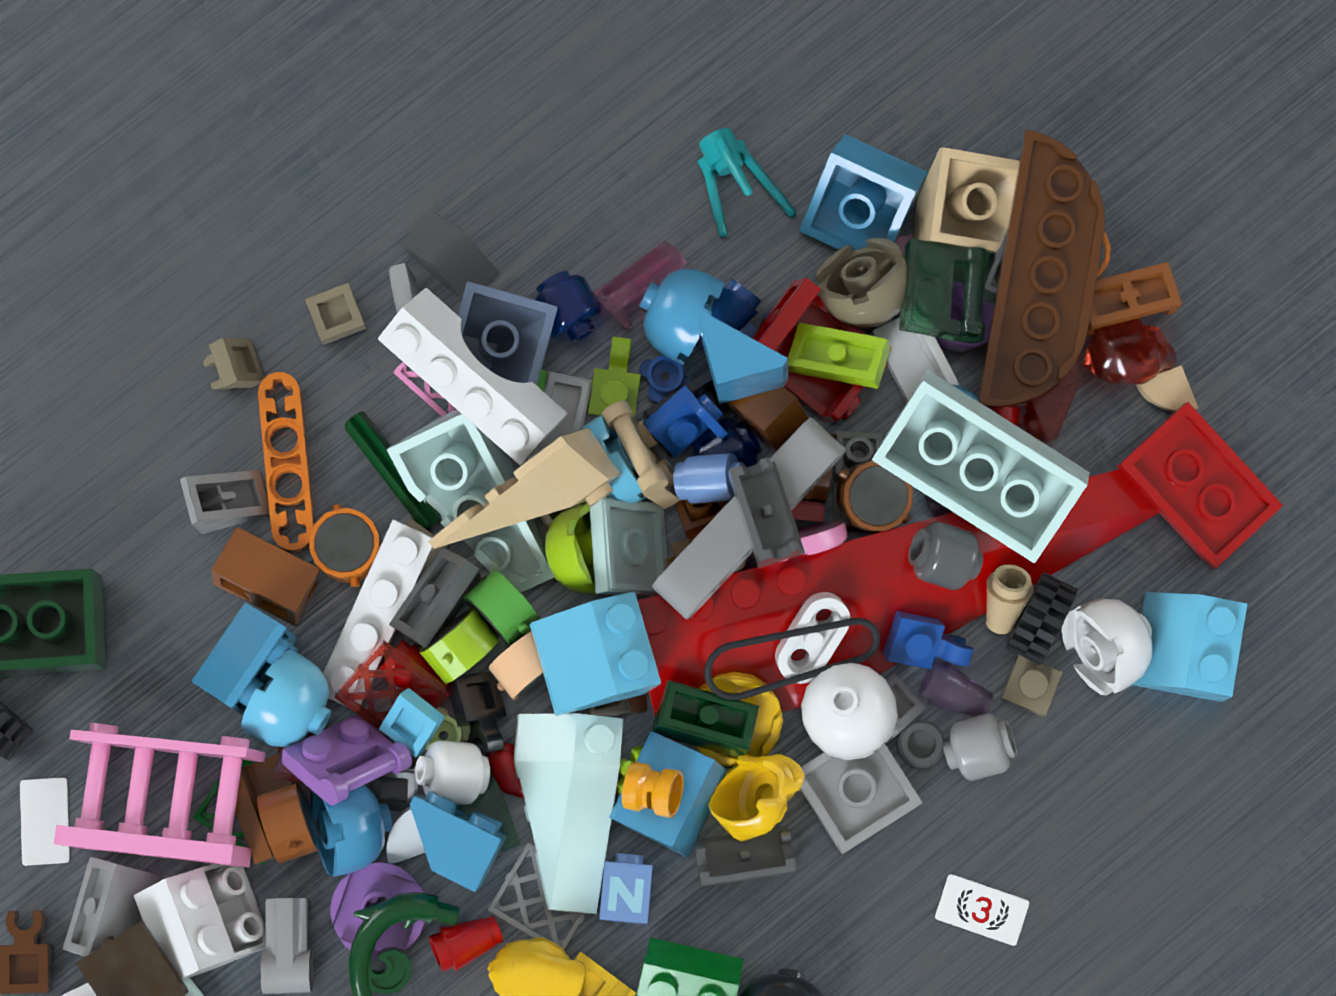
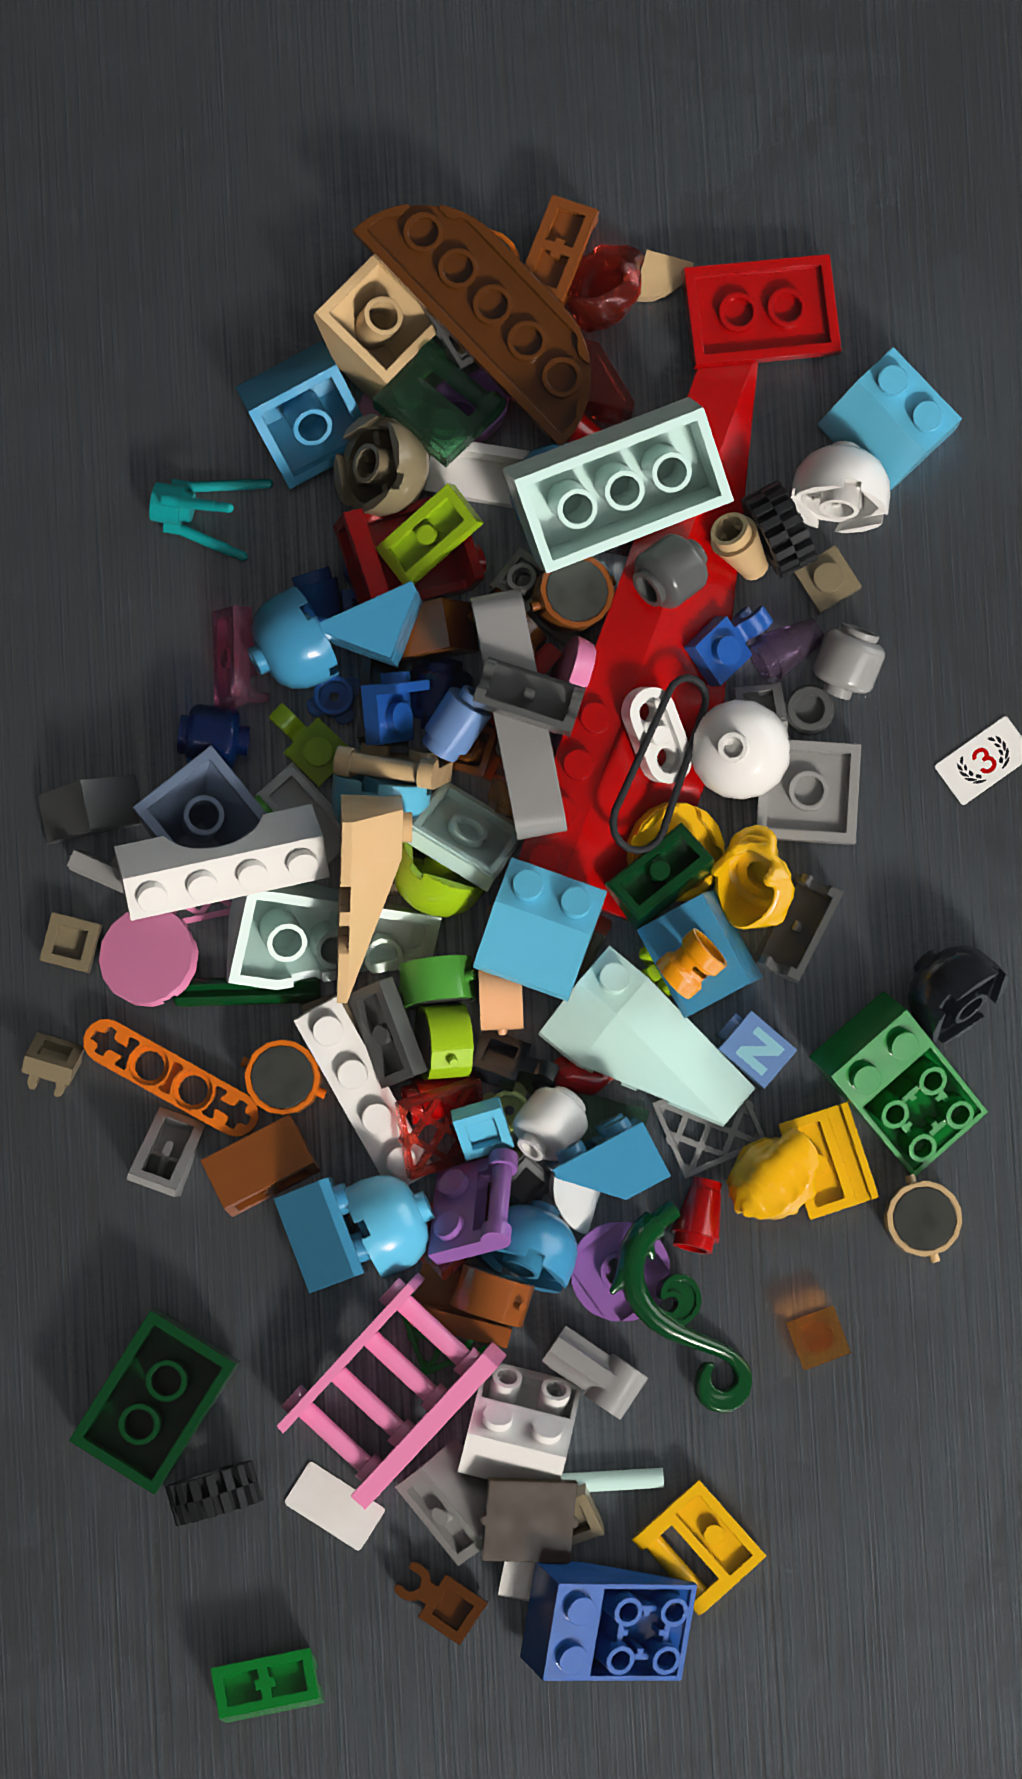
camera: 50 degrees left, 5 degrees up
(364, 379) = (148, 958): none -> bright pink tile

